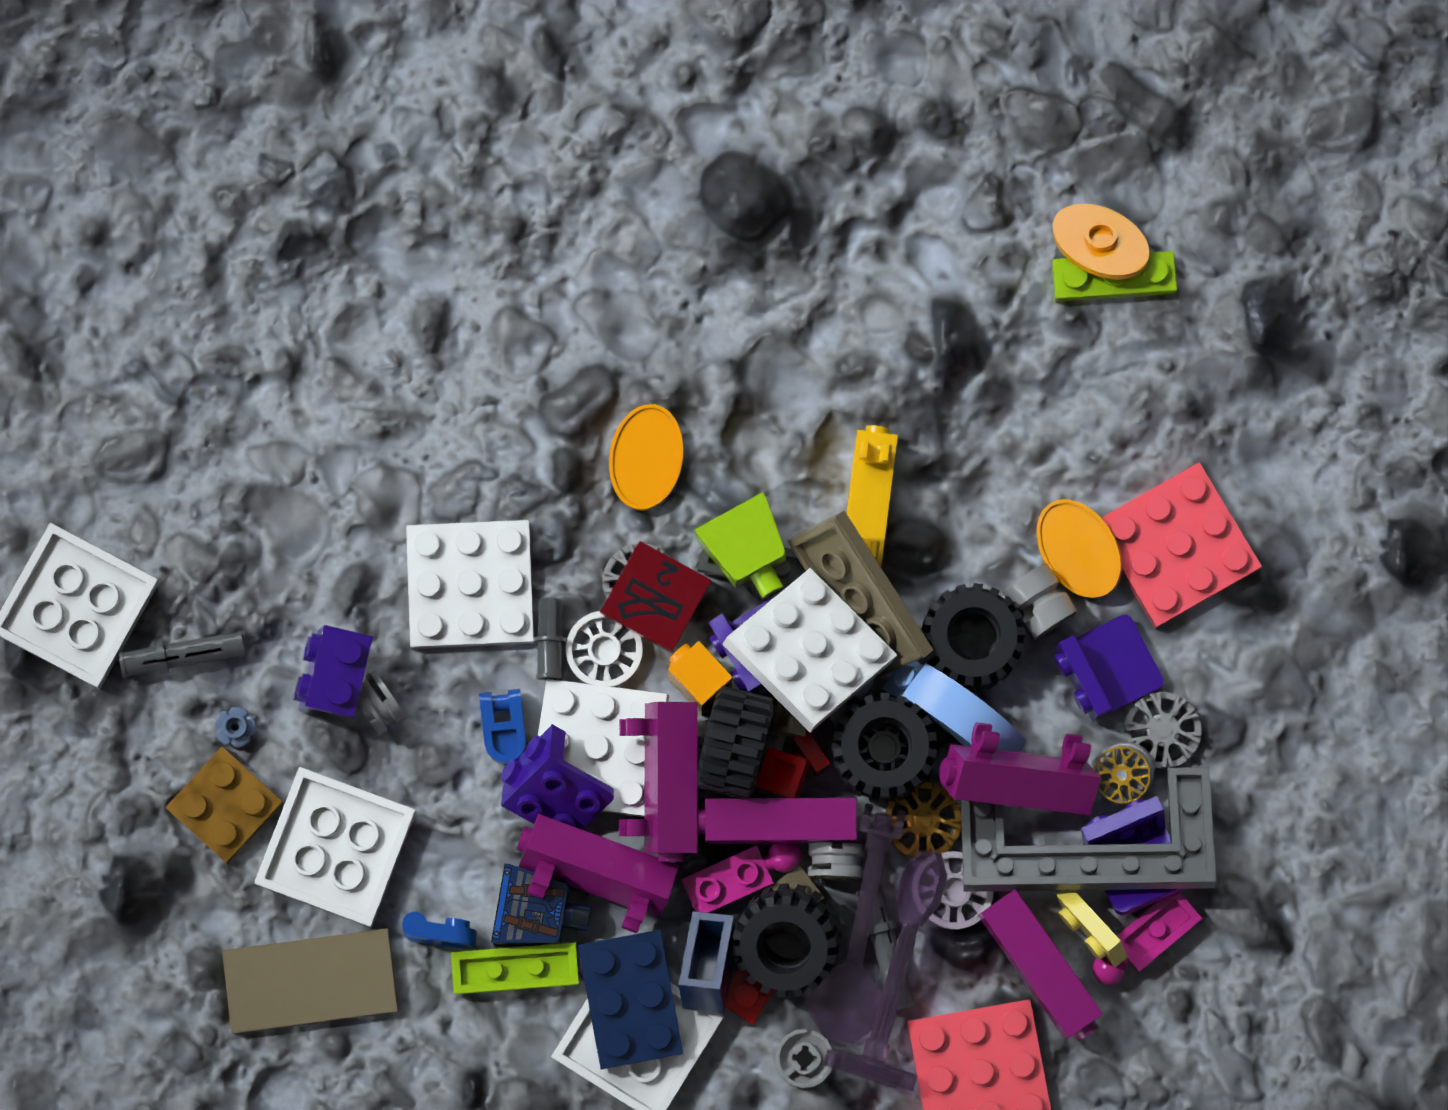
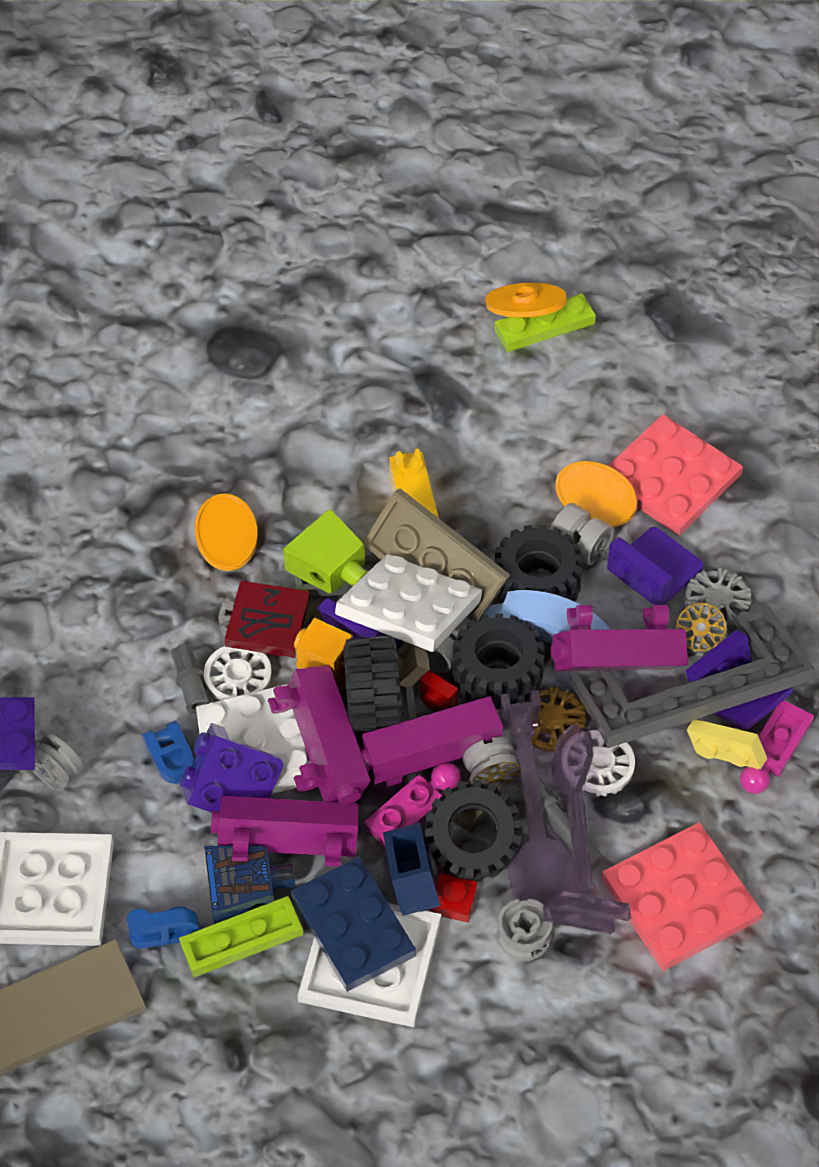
camera: 15 degrees left, 25 degrees down
(470, 584) = (109, 661): white plate -> none
(782, 773) = (420, 702): red plate -> none
(1041, 966) = (698, 782): magenta brick -> none

